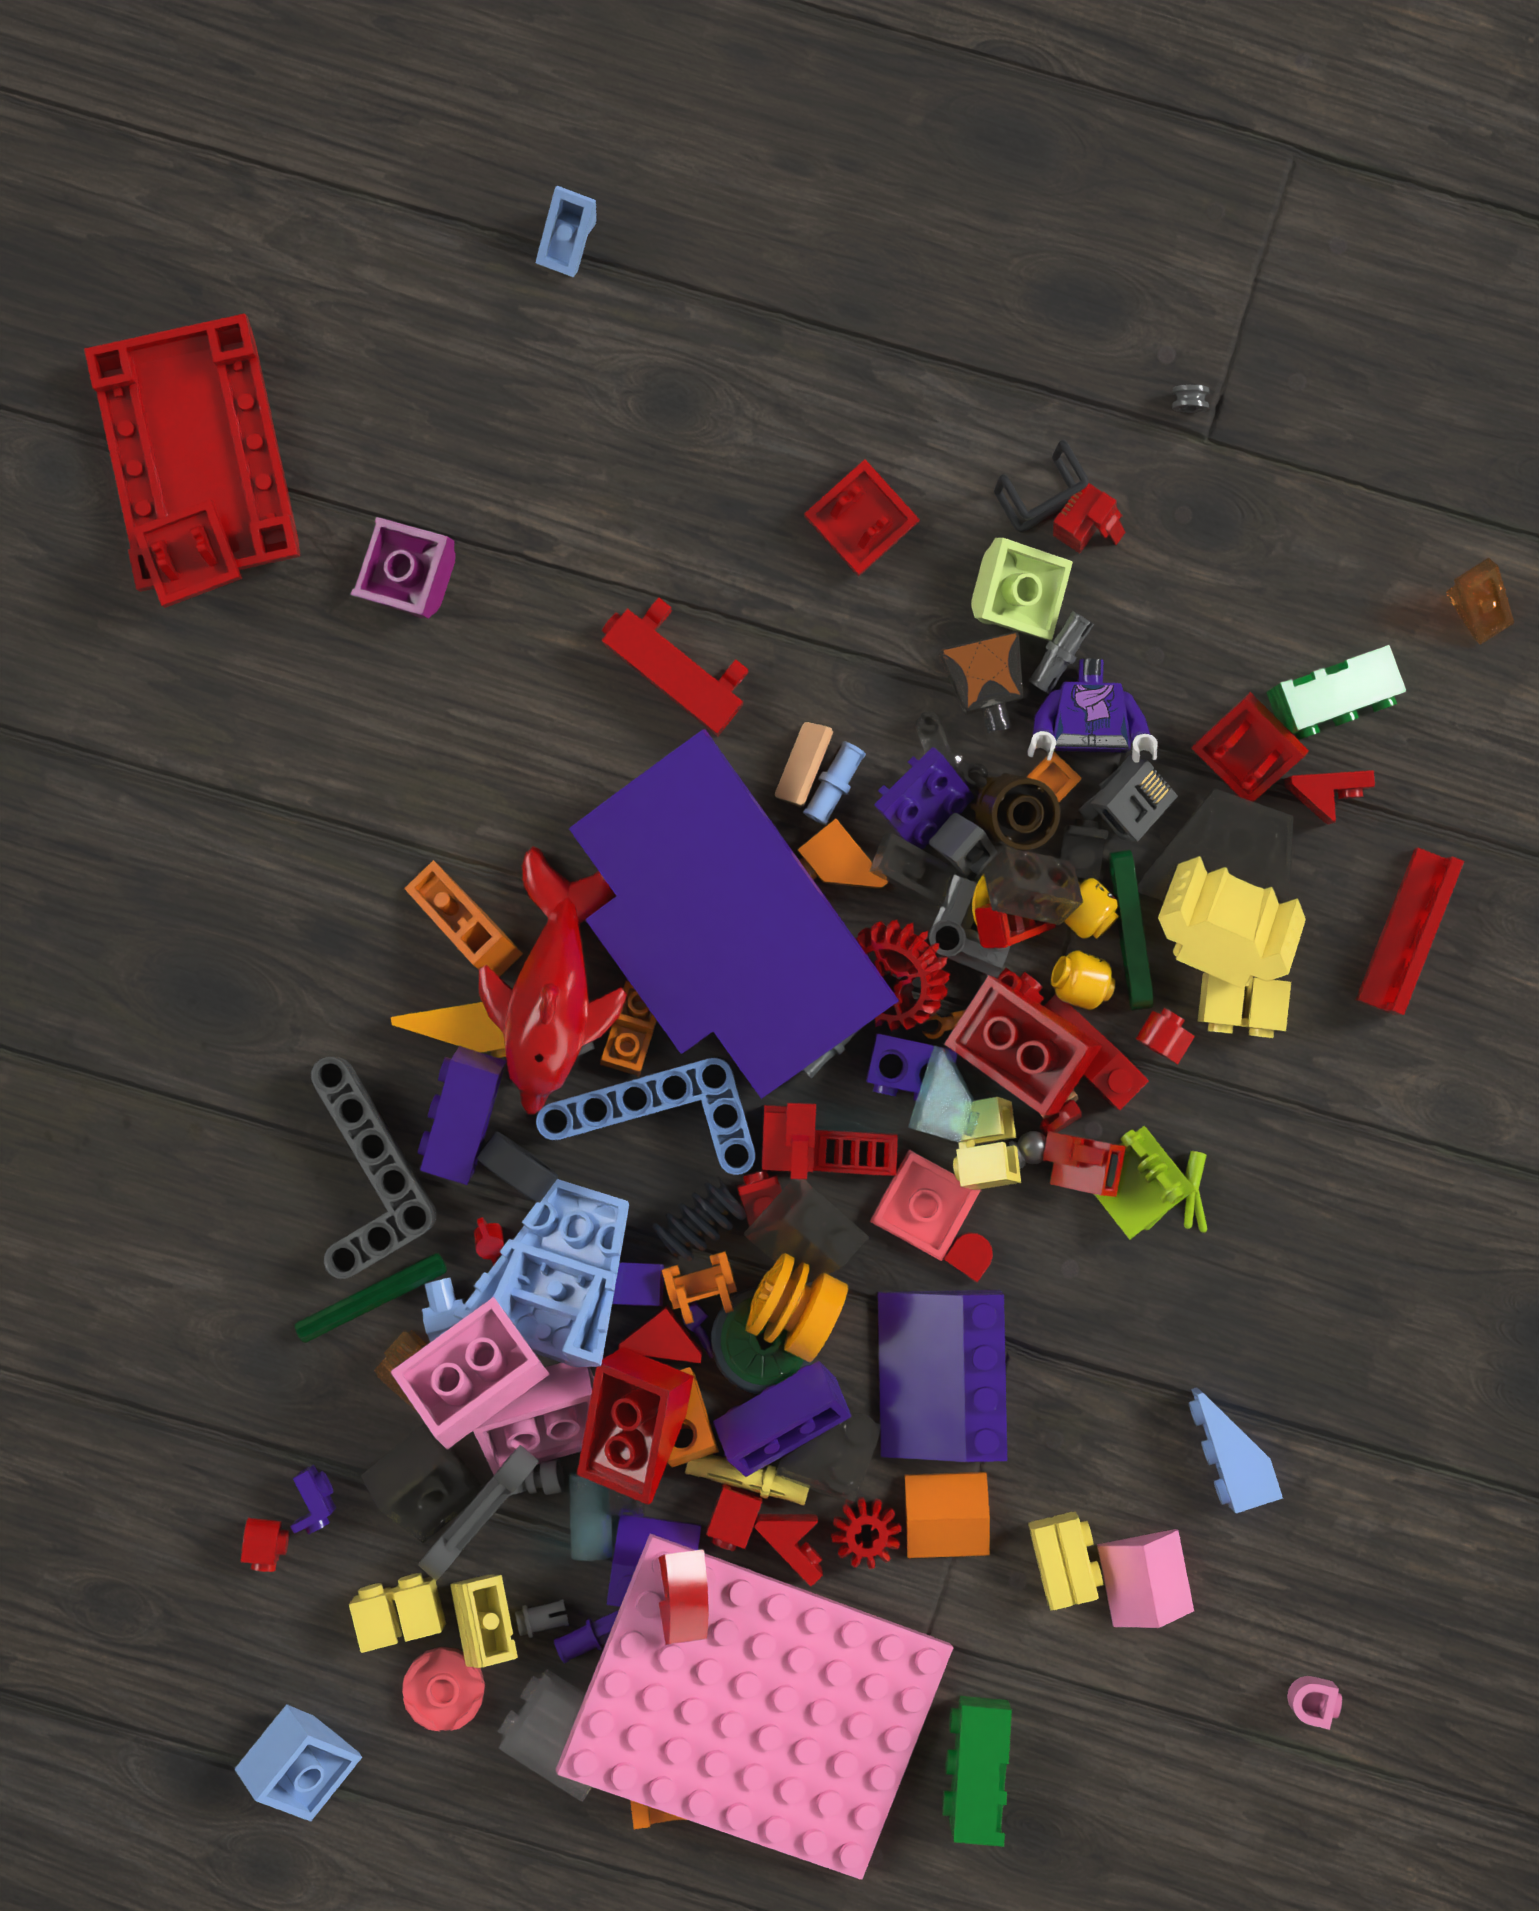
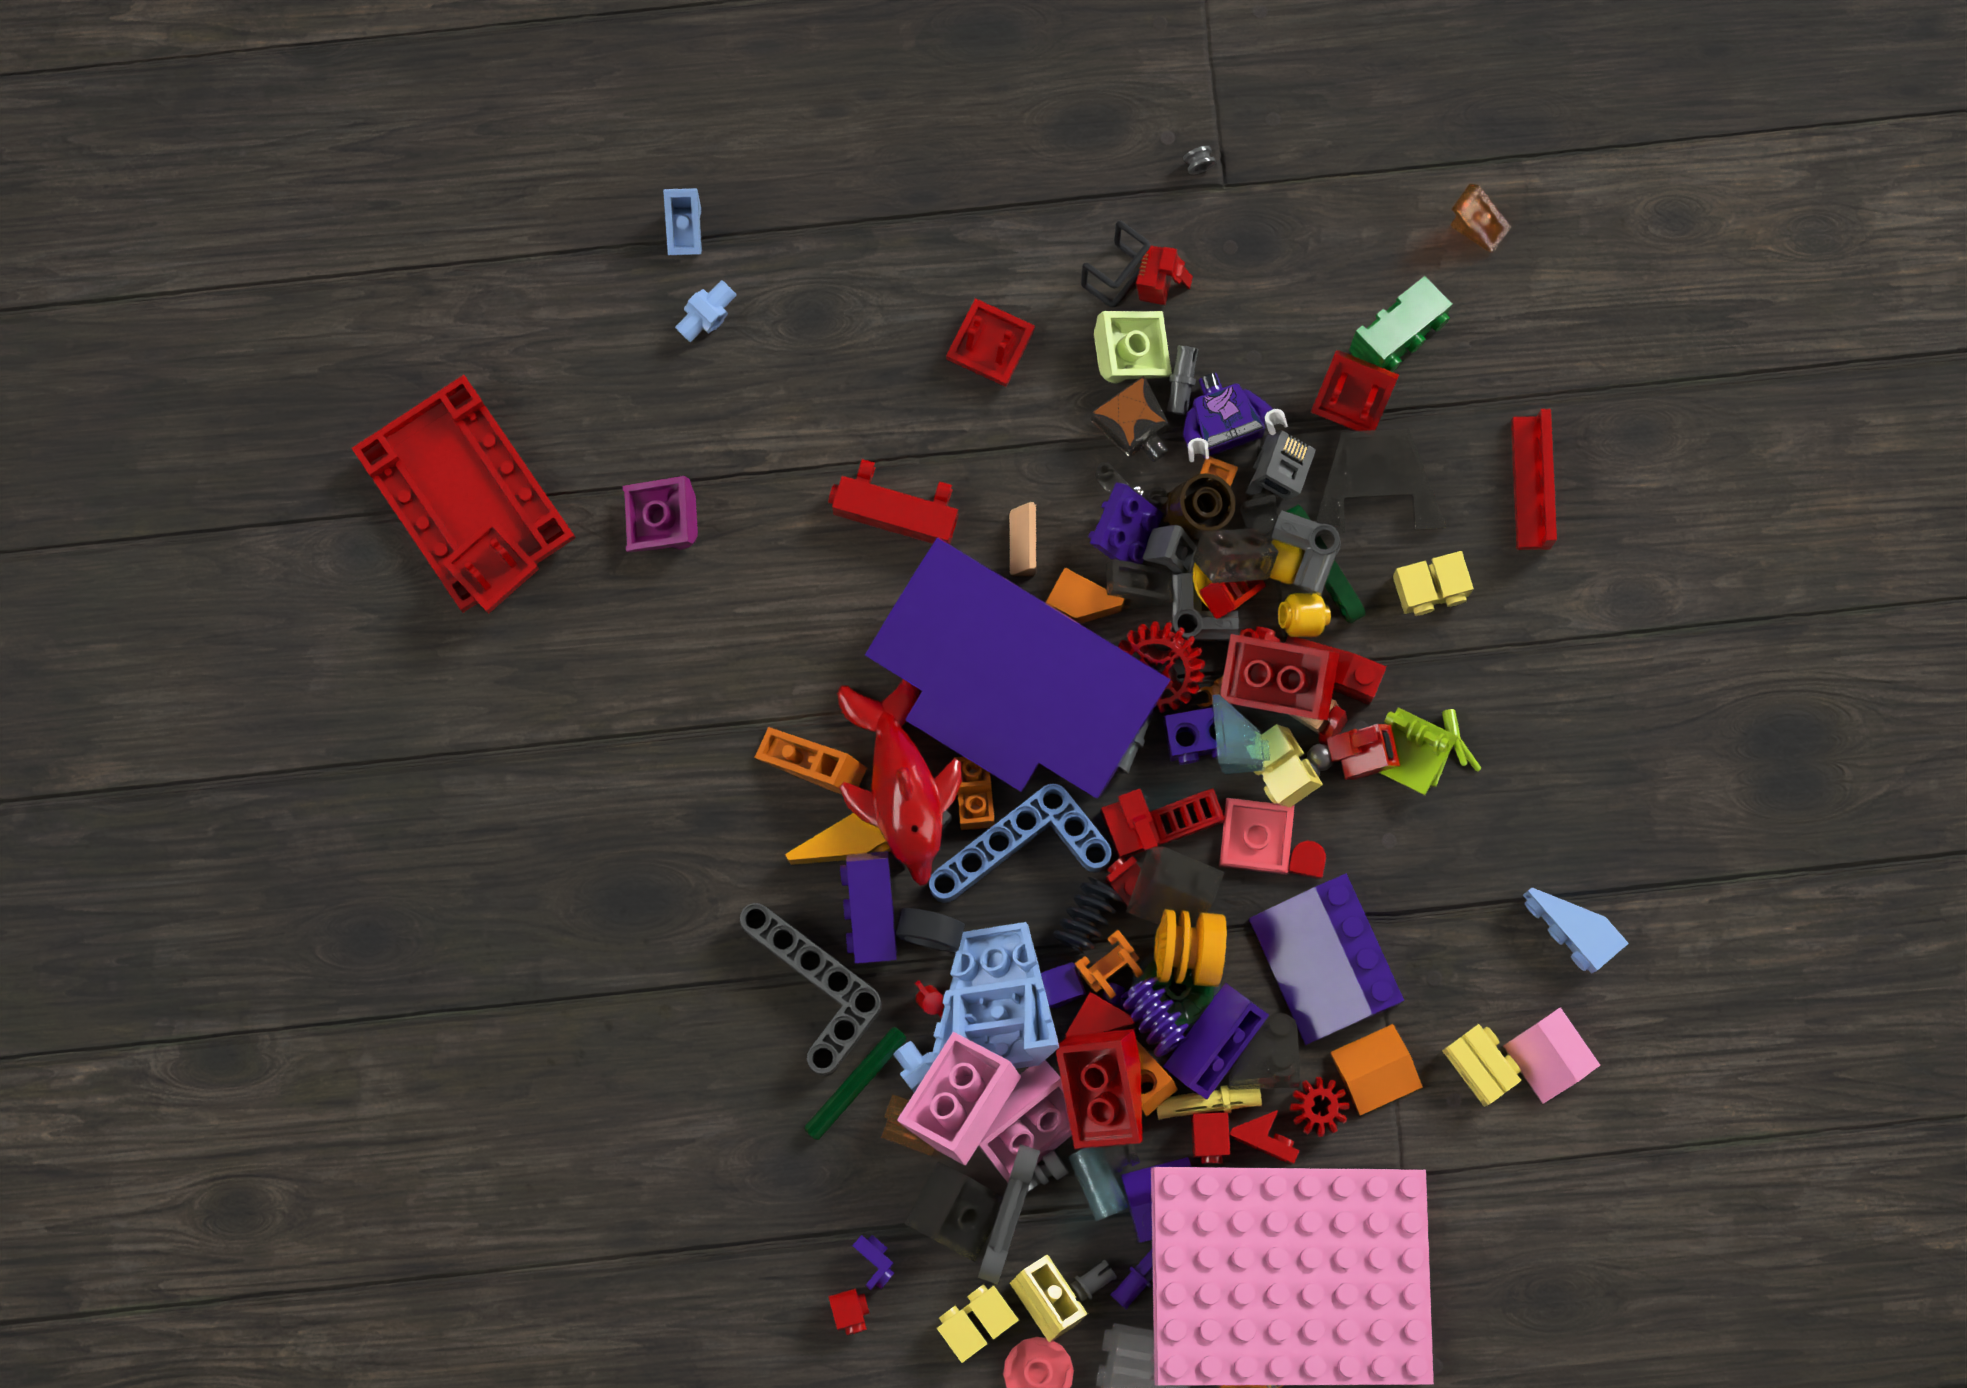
camera: 20 degrees left, 10 degrees down
(552, 348) = (705, 311): none -> light blue axle
(686, 1597) = (1202, 1203): slope -> none
(725, 1367) = (1155, 1016): none -> dark purple piece
(834, 783) = (1052, 545): light blue pin -> none
(978, 1770) = (1486, 1255): green wedge -> none
(1119, 931) = (1303, 535): none -> dark grey piece
(1165, 1035) = (1384, 630): red plate -> none
(1229, 925) = (1396, 525): light yellow slope -> none
(1315, 1701) = (1724, 1094): bright pink plate -> none
(1318, 790) = (1419, 404): red slope -> none

